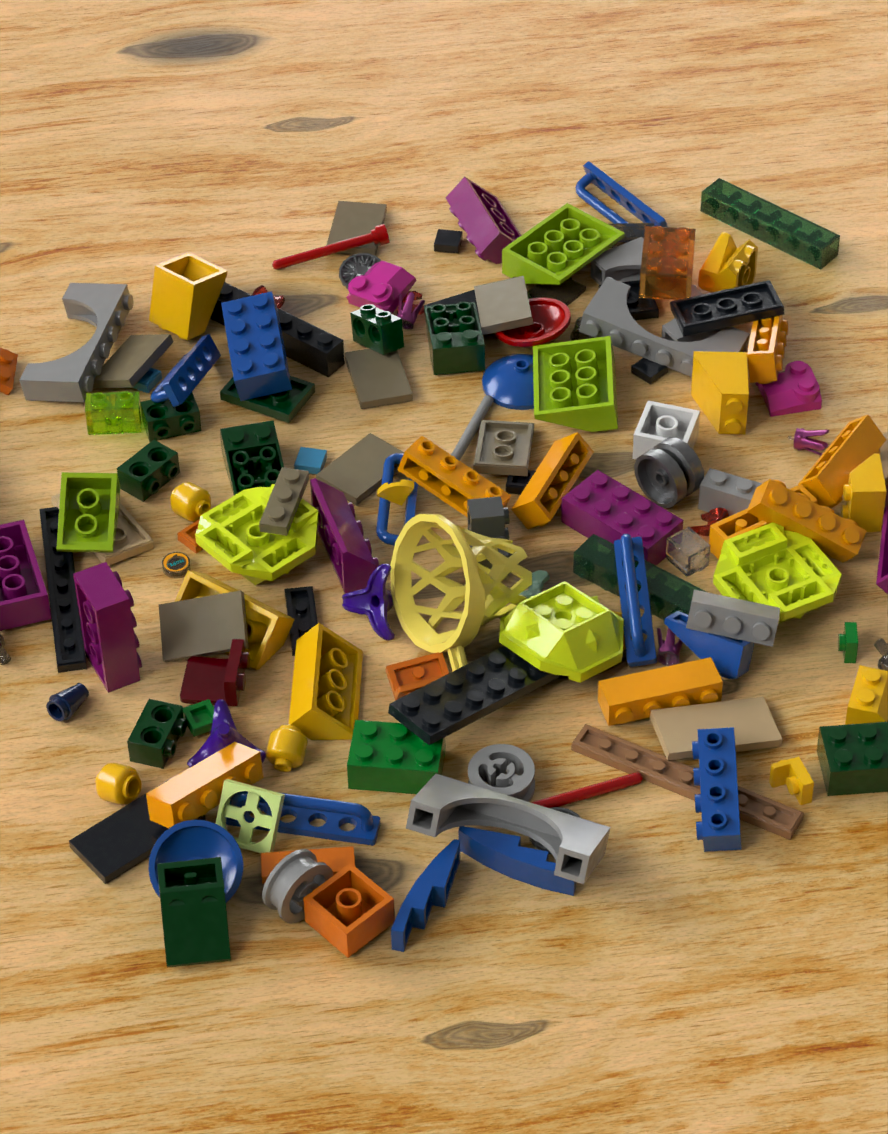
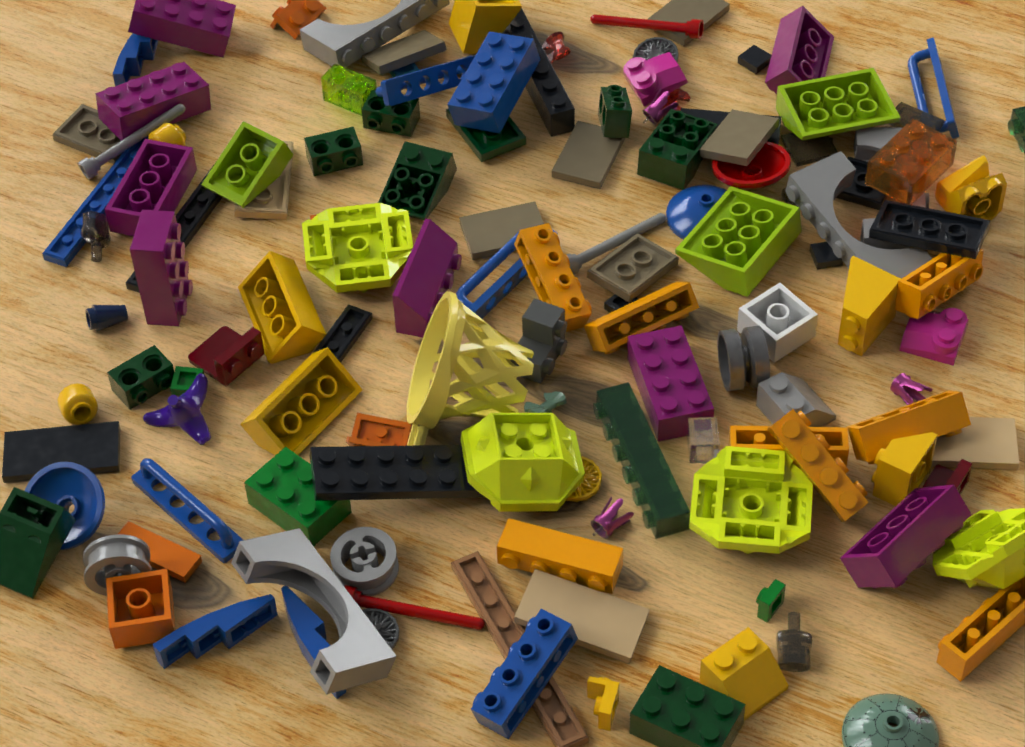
camera: 35 degrees right, 5 degrees up
(176, 564) = (288, 242): clear smoke tile -> none
(190, 501) = (338, 192): yellow head -> none
(201, 786) = (128, 441): light orange brick -> none
(202, 625) = (248, 303): dark tan tile -> none
(275, 802) = (150, 491): yellowish green piece -> none
(284, 501) = (391, 227): dark tan plate -> none
(286, 748) = (224, 442): yellow head -> none
(310, 460) = (468, 202): dark azure tile -> none
(373, 601) = (400, 351): dark purple piece -> none
(397, 491) = (498, 263): yellow tile -> none
(637, 650) = (630, 410): blue piece -> none
(711, 517) = (758, 419): clear red piece -> none
(729, 655) = (641, 536): blue slope -> none
(733, 618) = (667, 522): light grey brick -> none

